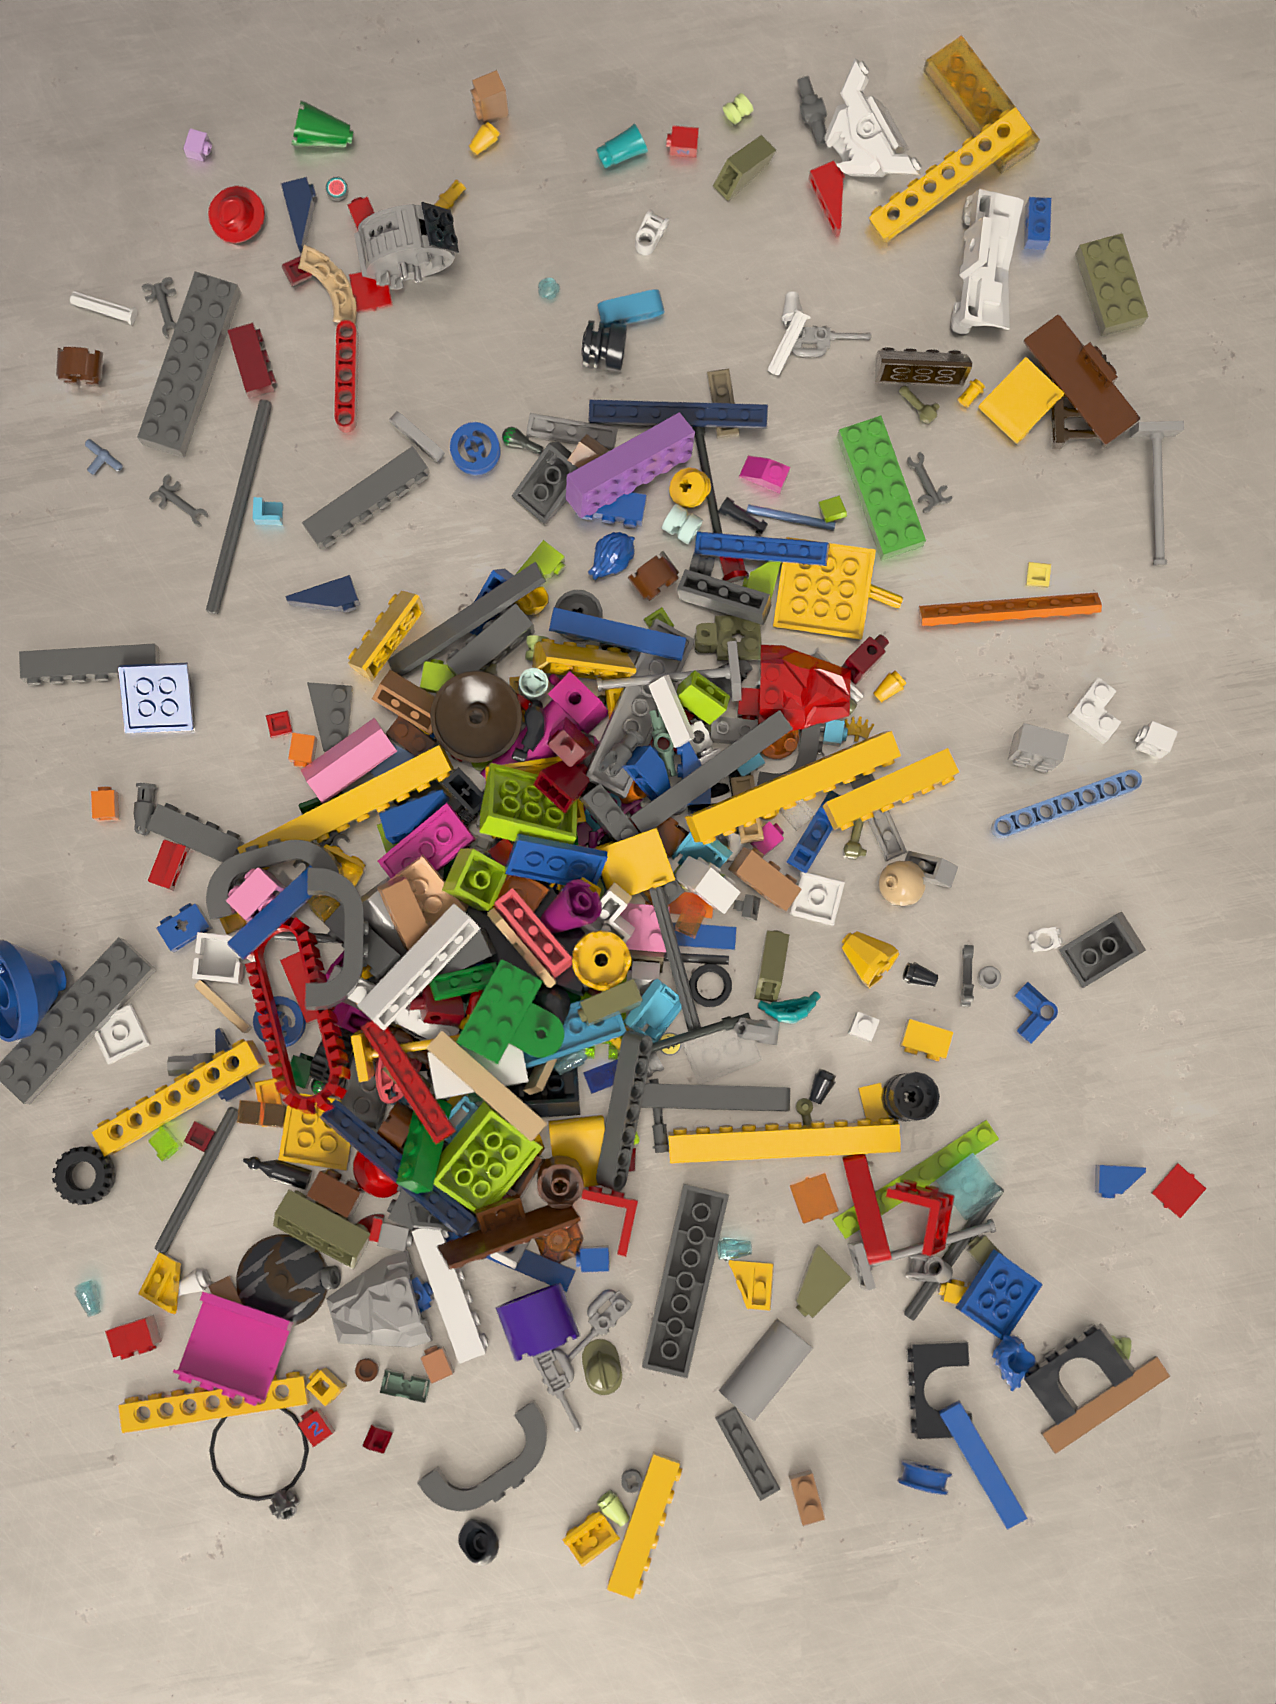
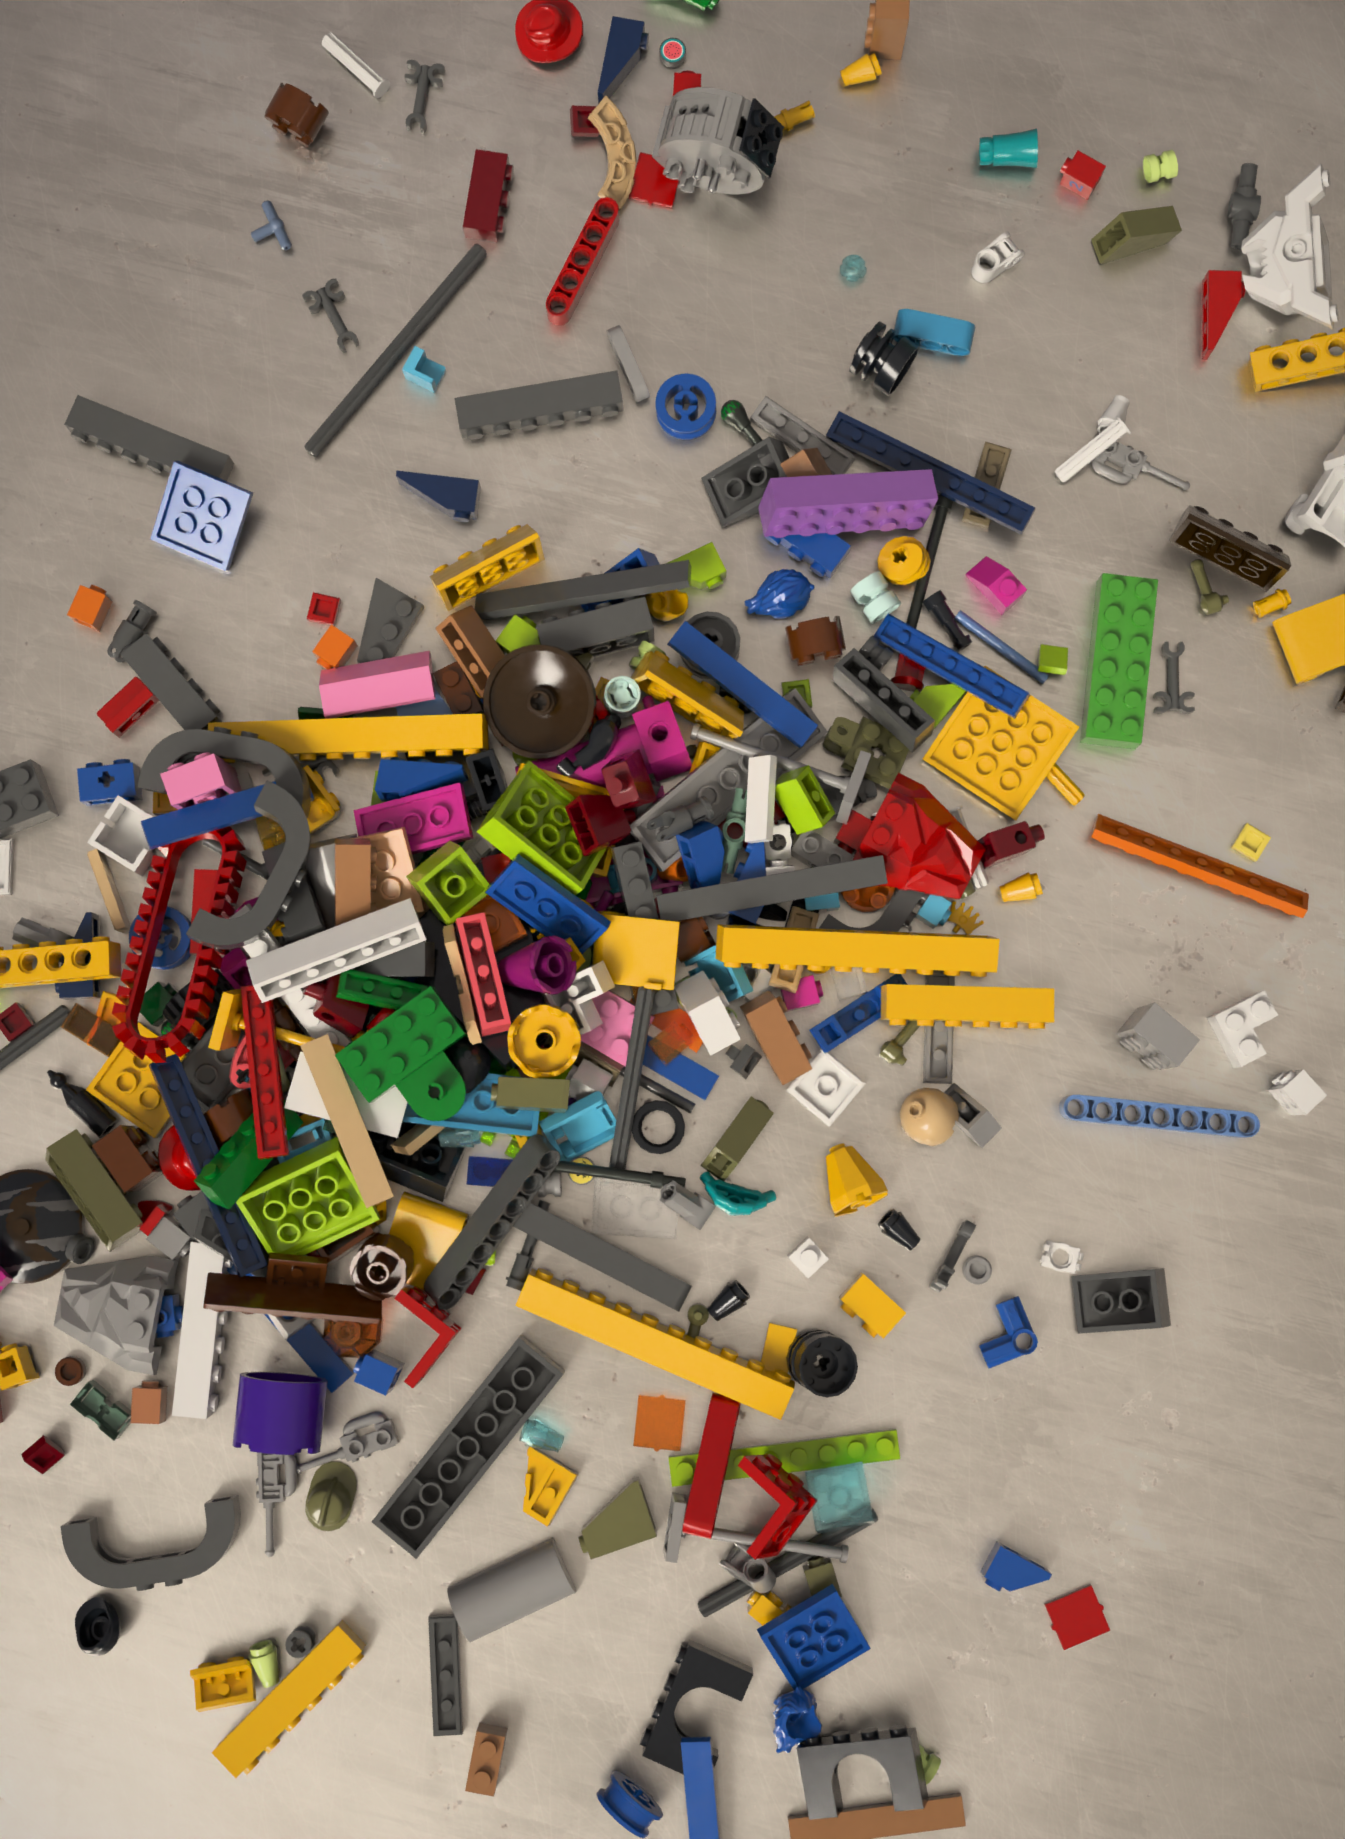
camera: 30 degrees right, 0 degrees up
(189, 364) = (417, 168): dark grey brick -> none

